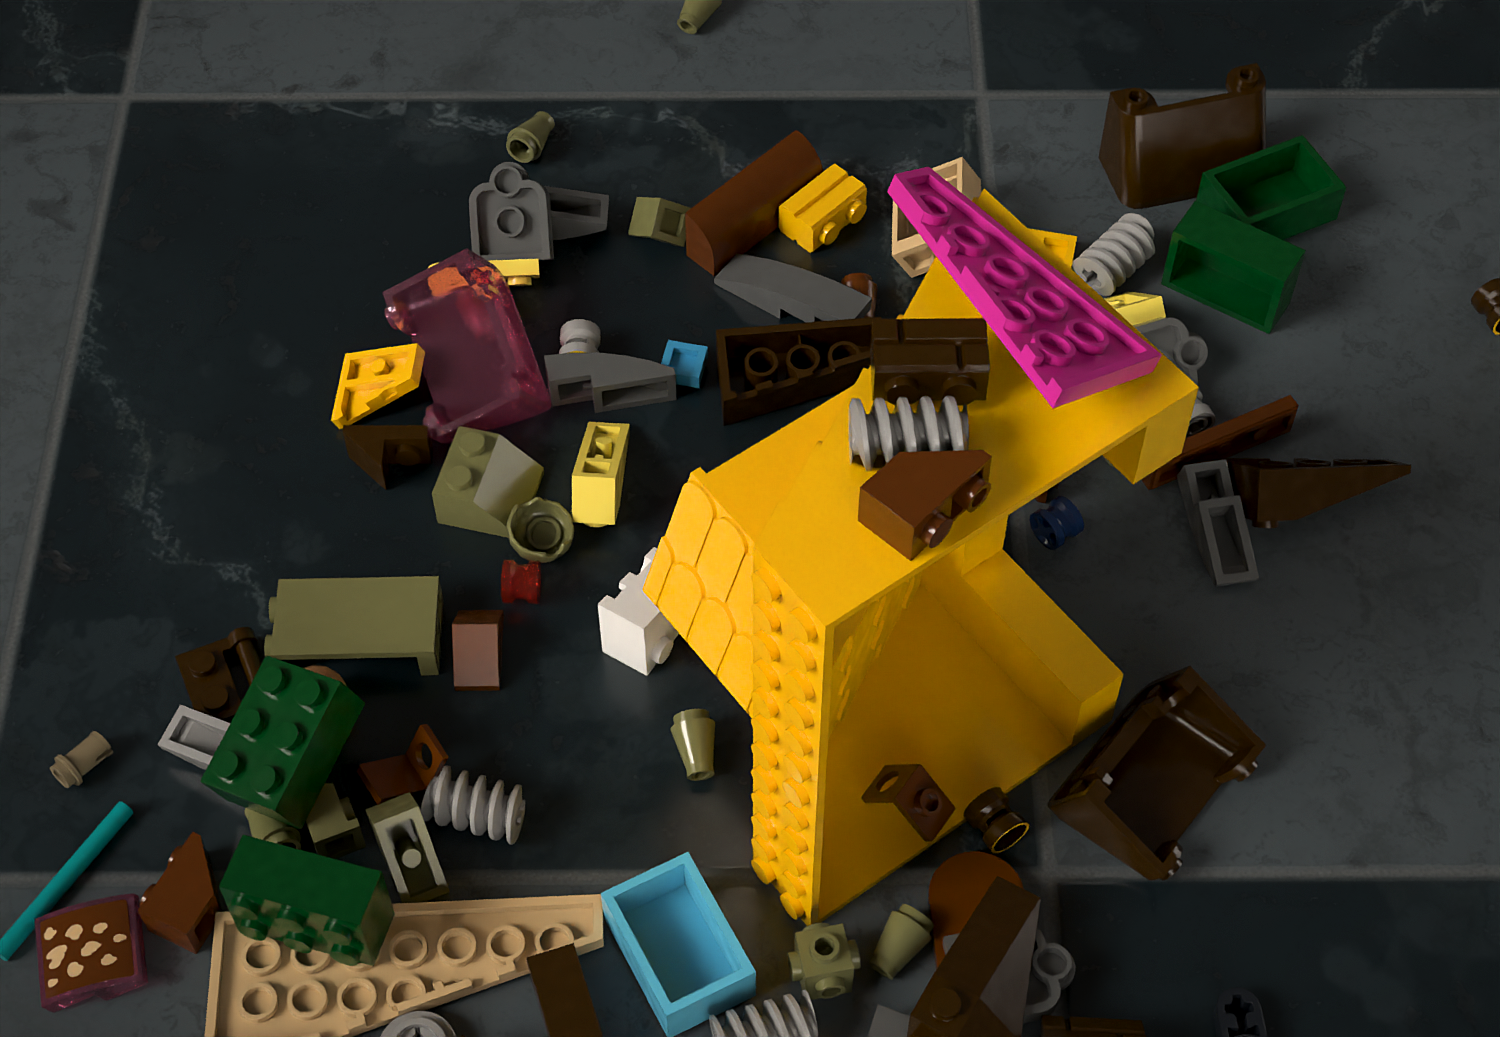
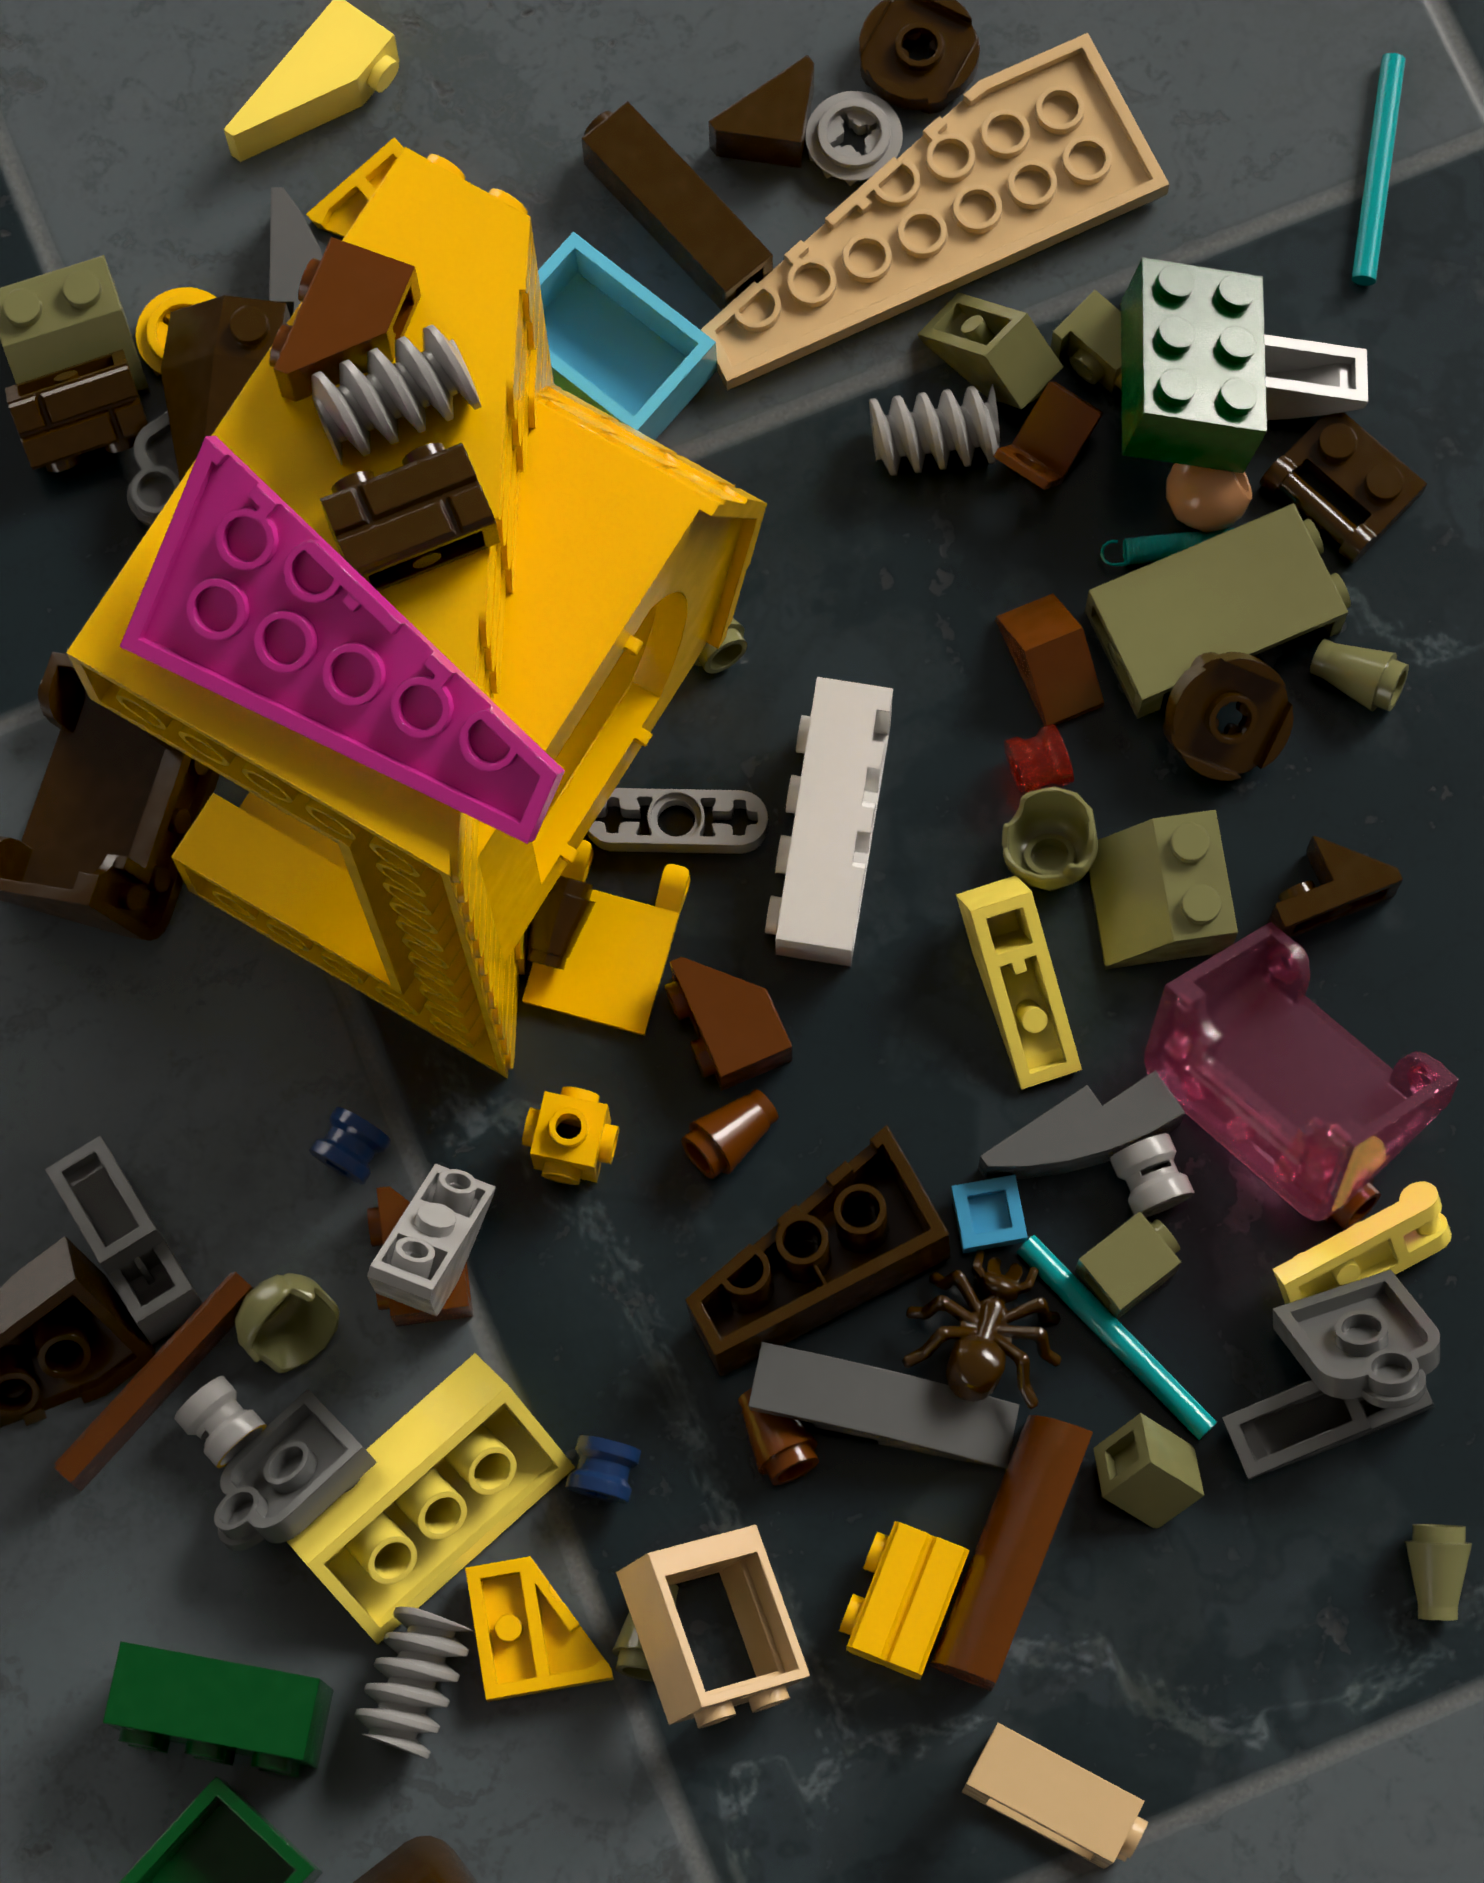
camera: 160 degrees right, 20 degrees up
(80, 760) = (1453, 308): dark tan pin -> none
(90, 951) = (1288, 96): slope -> none
(184, 898) = (1213, 191): reddish brown slope -> none
(287, 556) = (1362, 673): none -> olive cone
(307, 901) = (1050, 190): dark green piece -> none
(369, 686) = (1158, 547): none -> teal piece
(374, 380) = (1413, 996): yellow wing -> none
(389, 555) = (1204, 690): none -> dark brown plate
(617, 310) = (1130, 1264): none -> olive brick
(641, 288) = (1117, 1337): none -> teal bar
(720, 300) = (984, 1335): none -> dark brown animal
(778, 65) = (1056, 1798): none -> tan window

